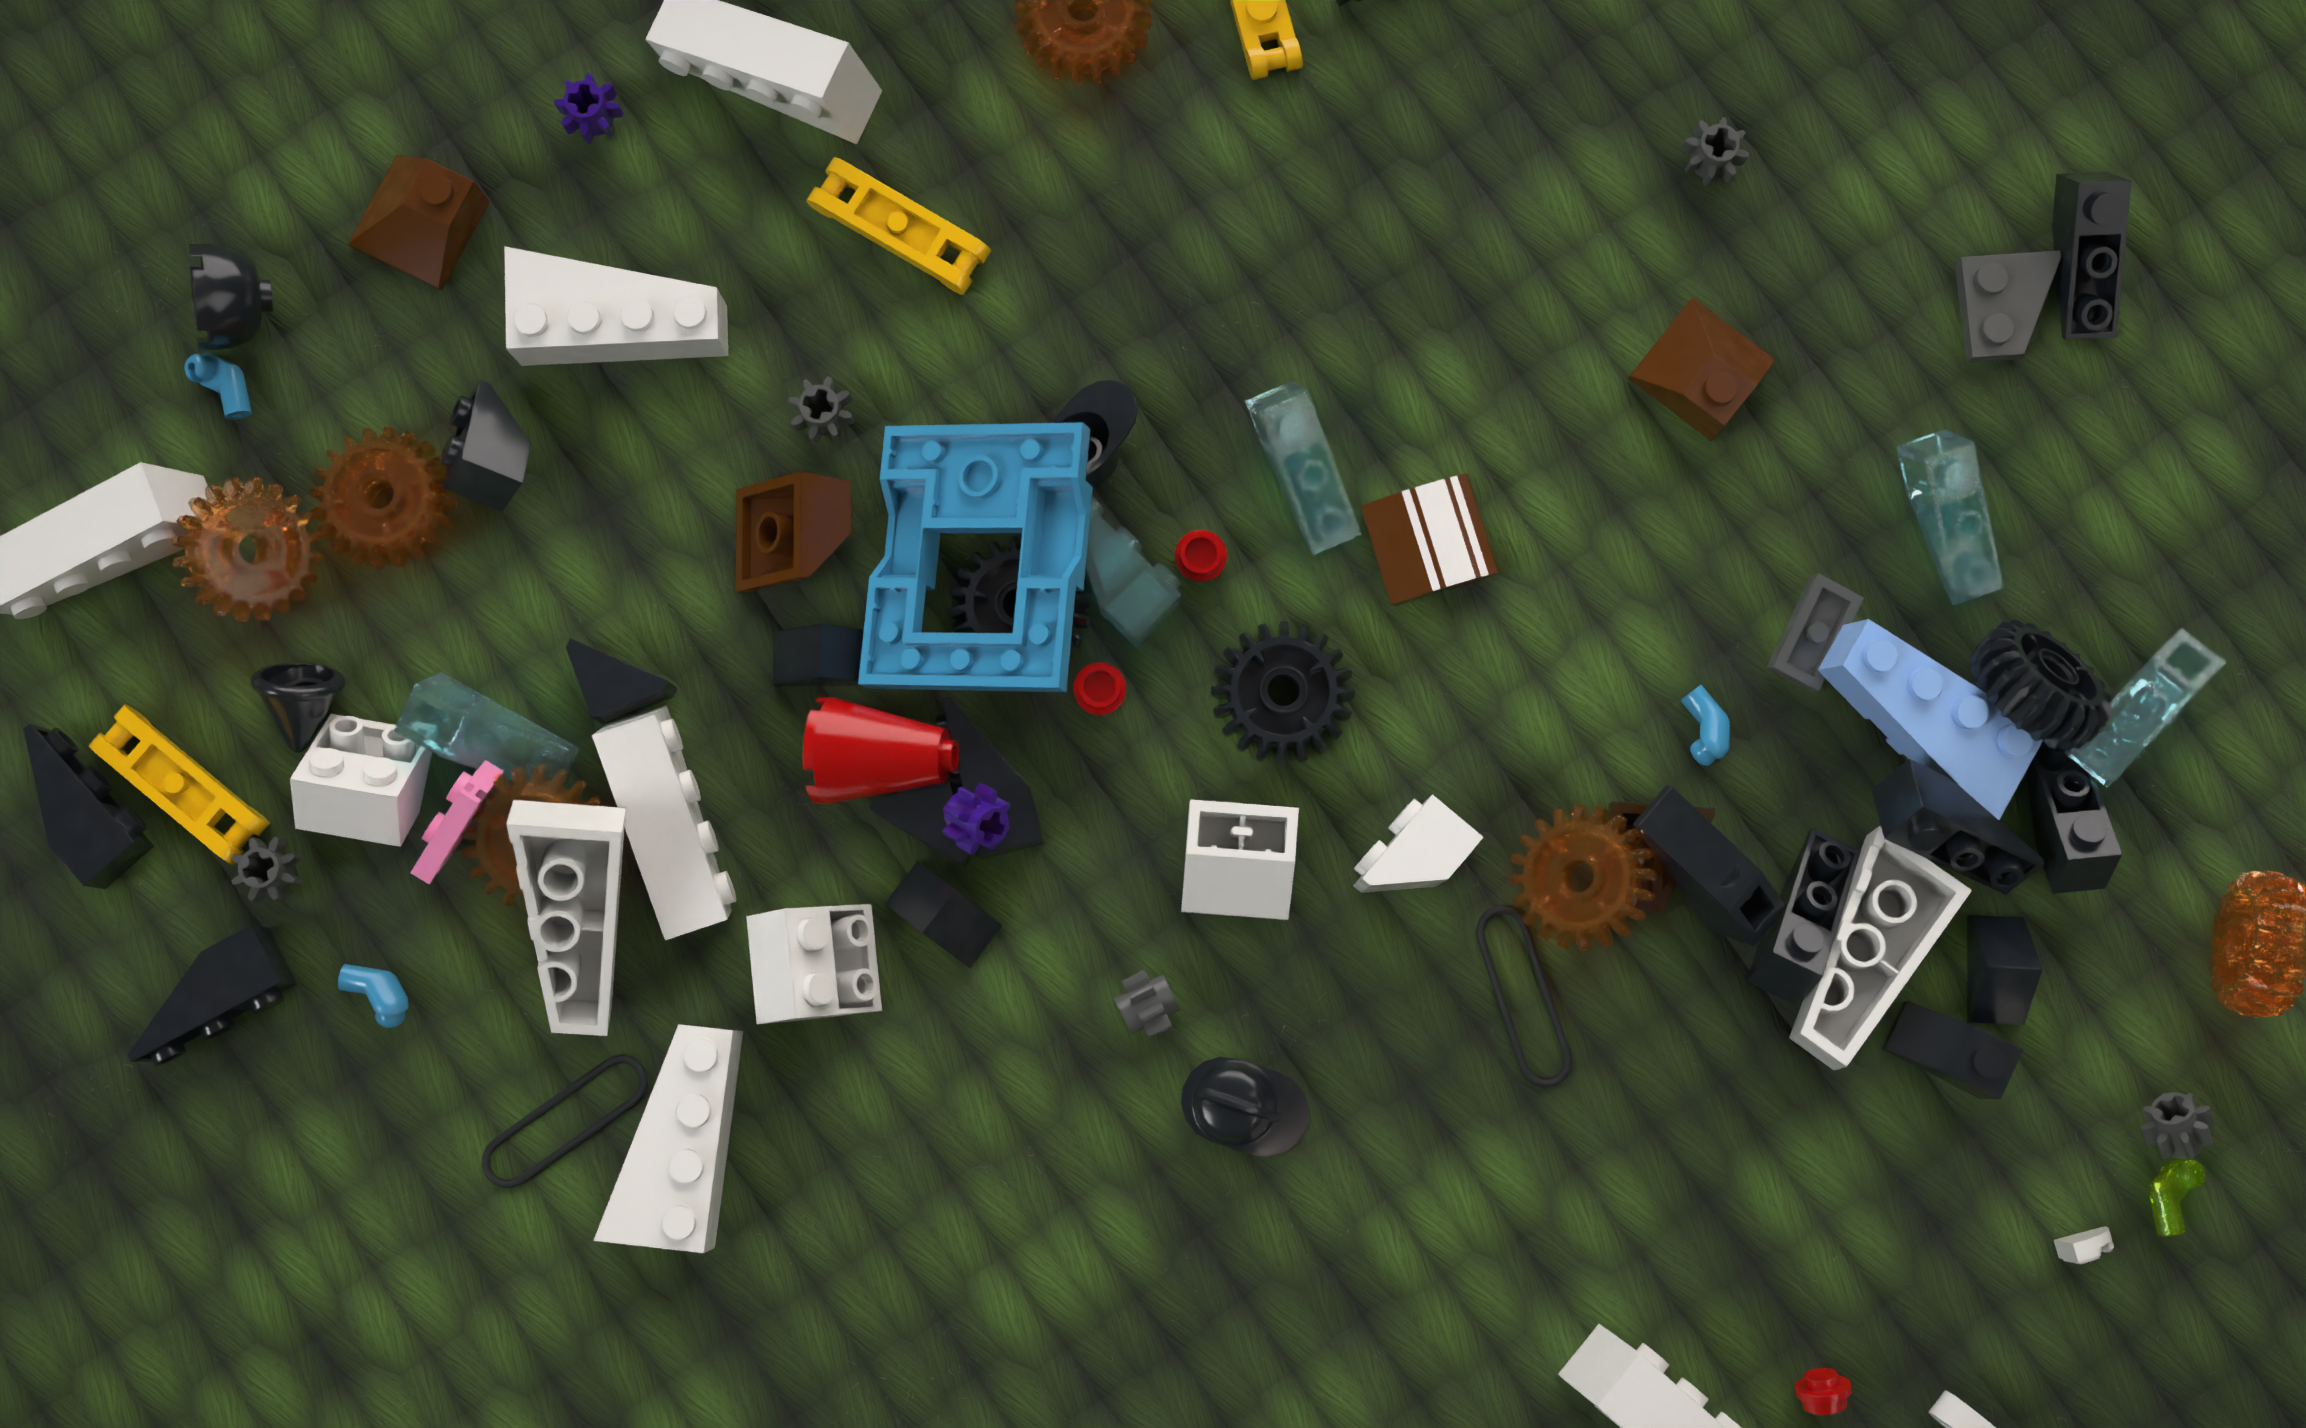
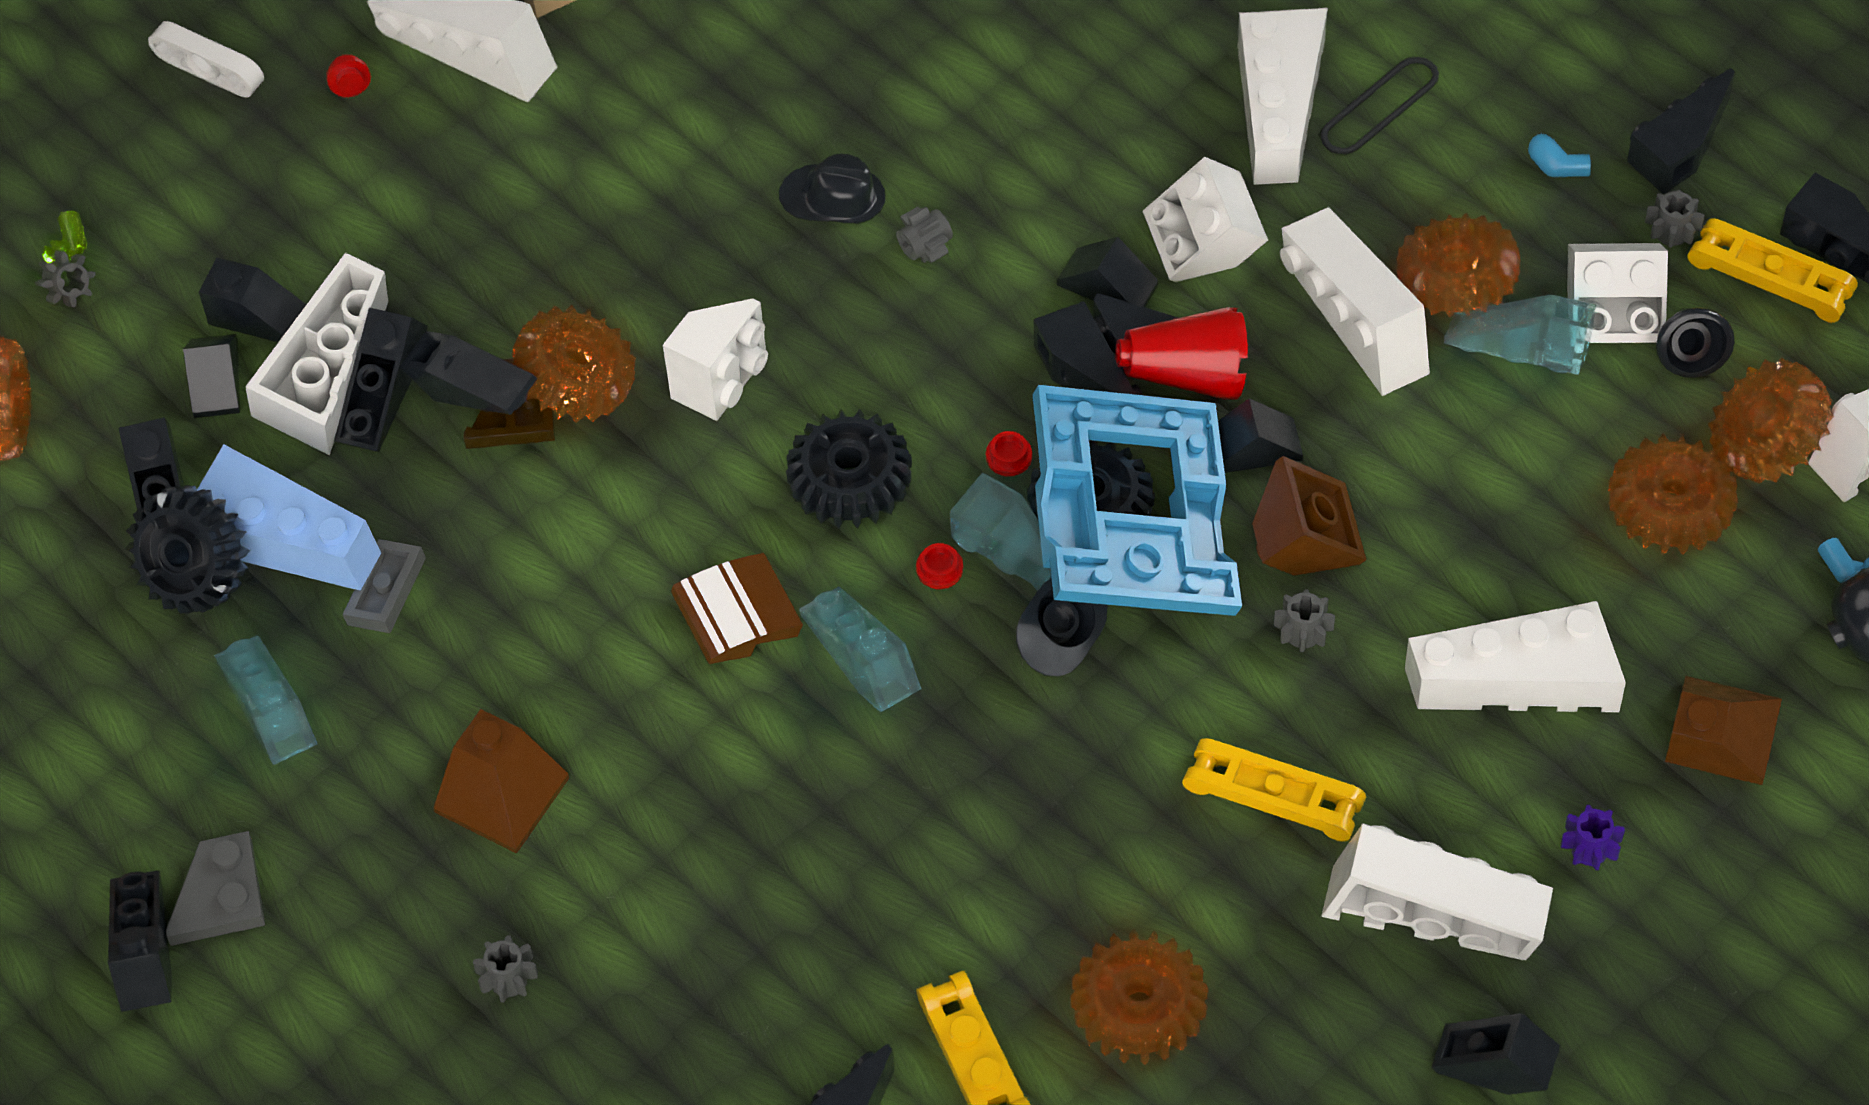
camera: 175 degrees right, 25 degrees down
(446, 830) = (1525, 257): bright pink plate -> none
(488, 449) = (1593, 535): black slope -> none
(571, 894) = (1409, 203): white wedge -> none
(614, 686) = (1427, 390): black slope -> none
(976, 818) = (1089, 306): dark purple gear -> none
(1239, 859) = (866, 349): white slope -> none
(1503, 1005) = (594, 245): black piece -> none
(1714, 727) = (468, 509): dark azure arm -> none
(1951, 828) = (268, 434): black slope -> none
(2084, 1246) = (139, 197): white tile -> none
(2149, 706) = (88, 557): clear light blue slope -> none

